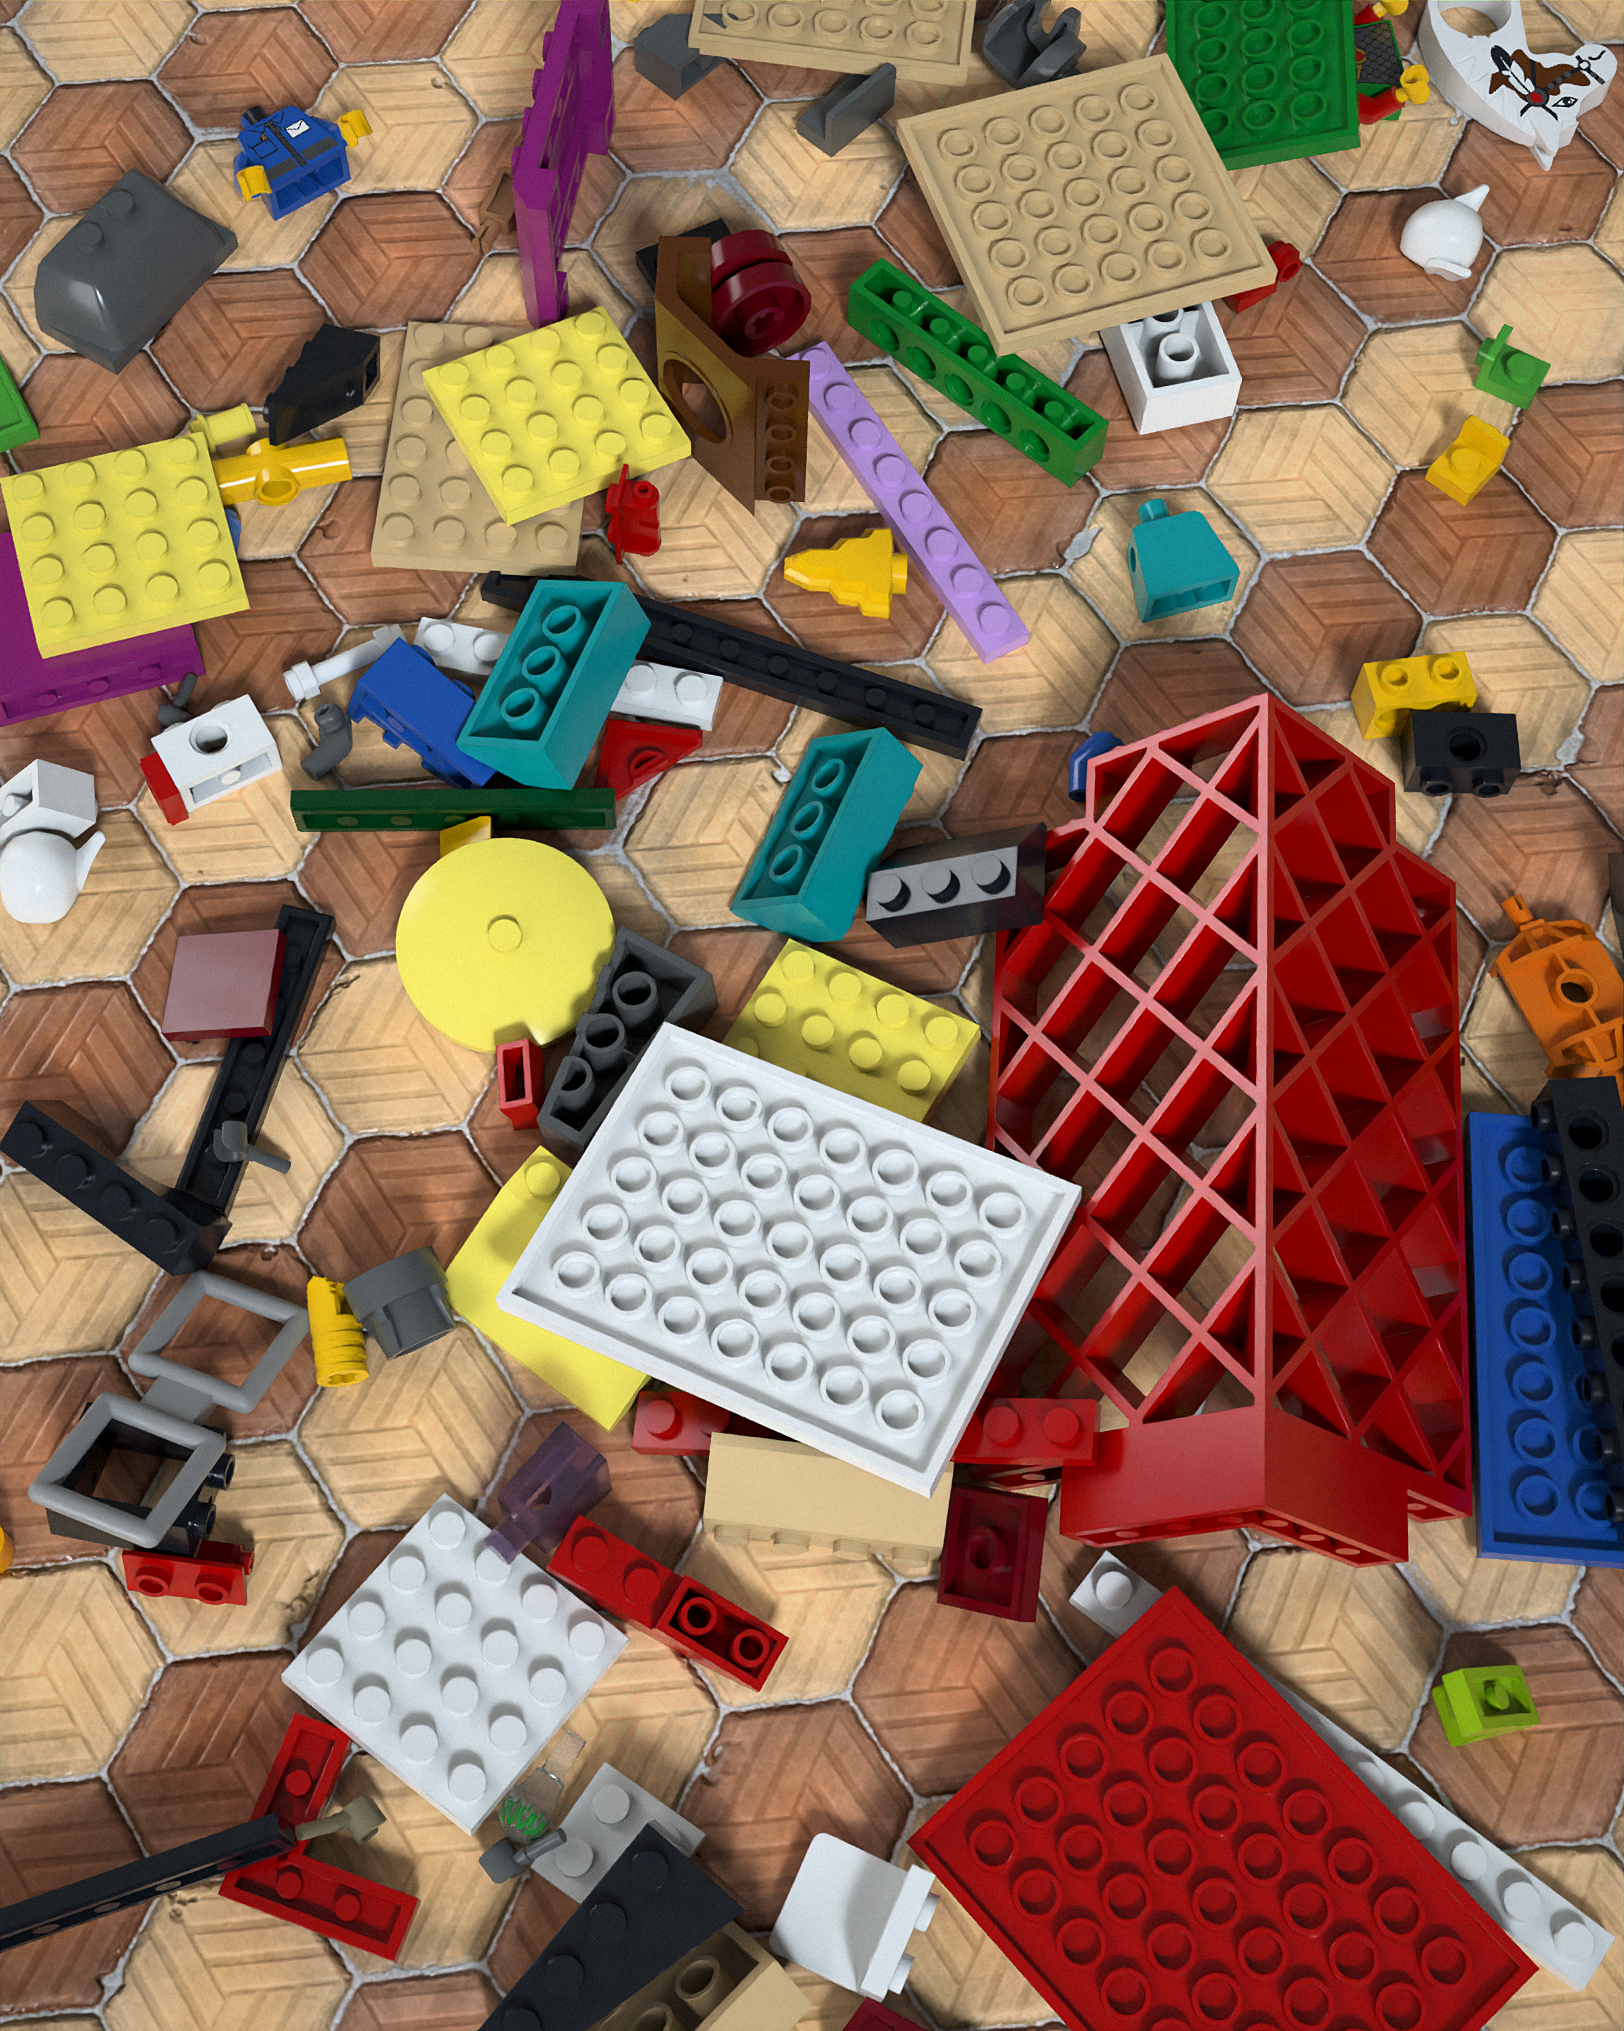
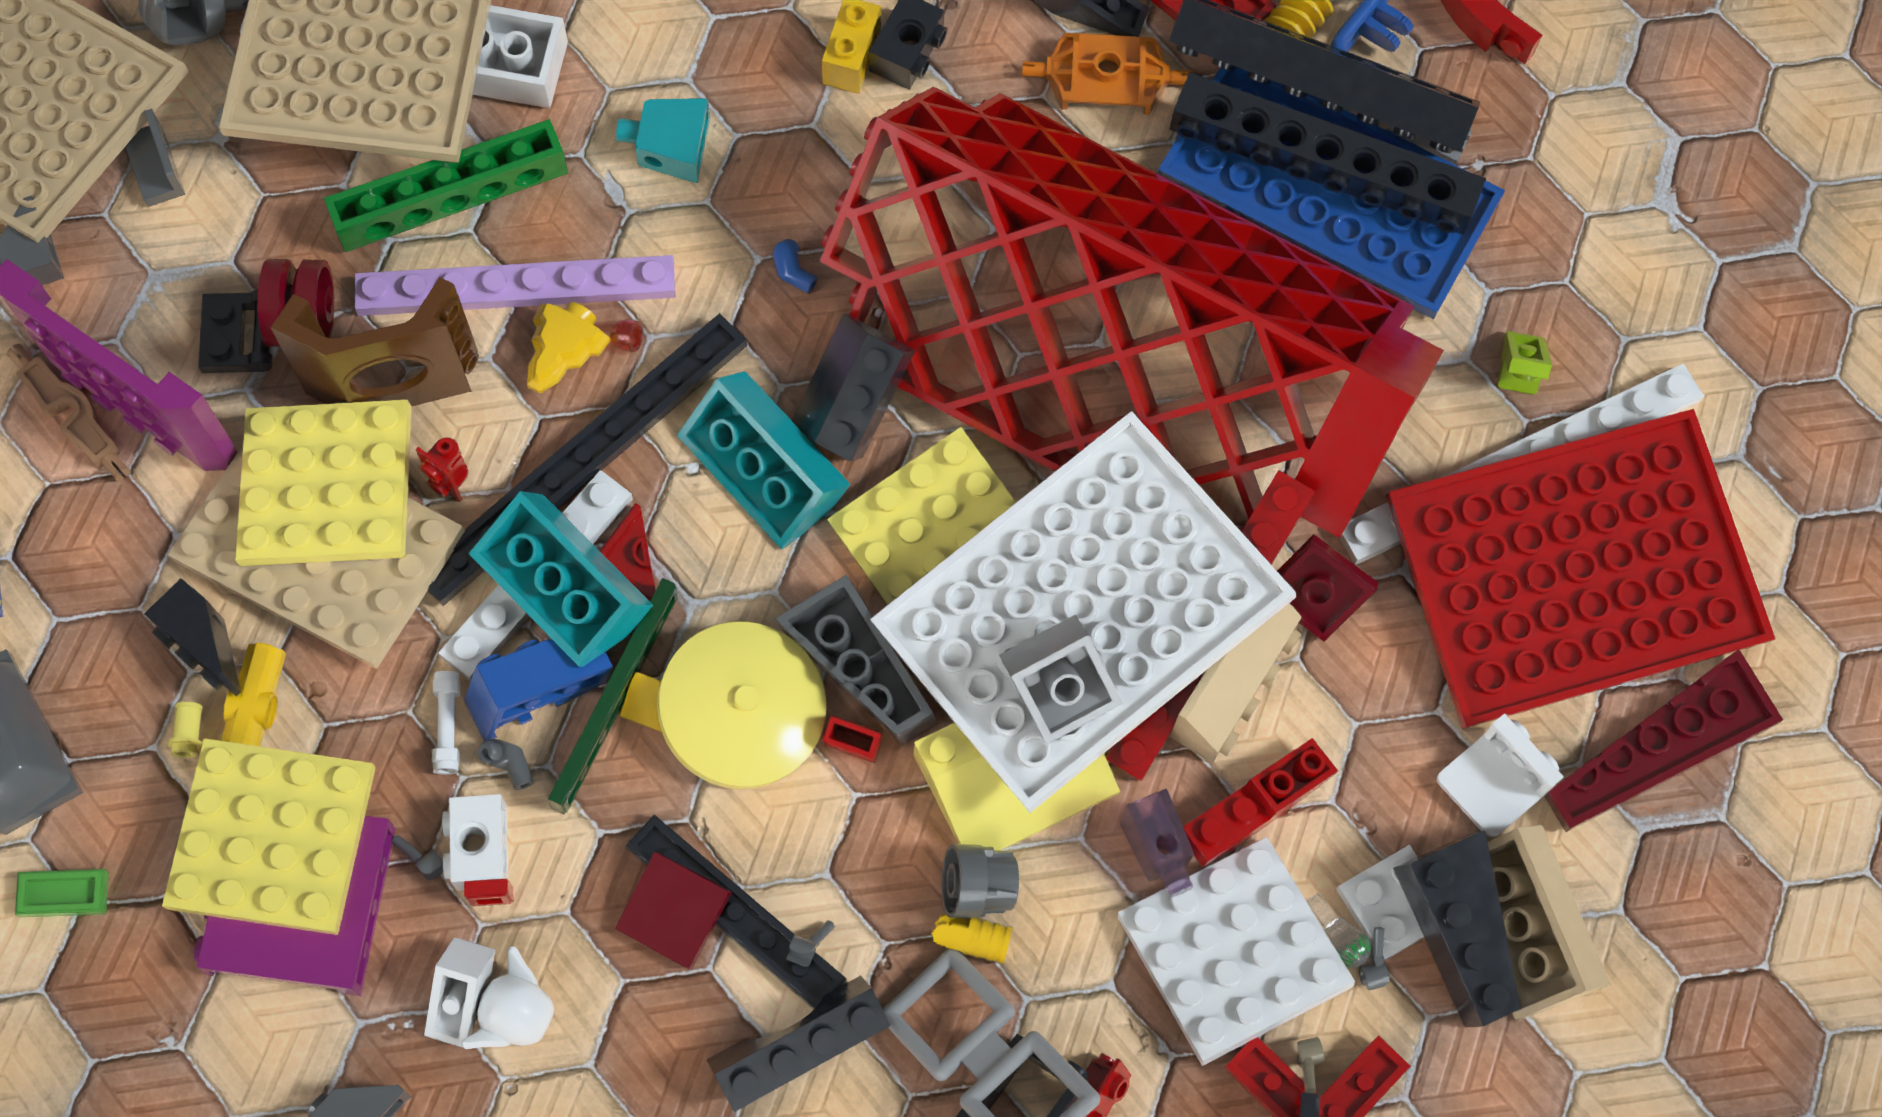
camera: 65 degrees left, 5 degrees up
(672, 1253) = (1061, 679): none -> light grey slope
(909, 643) = (627, 335): none -> clear red hinge

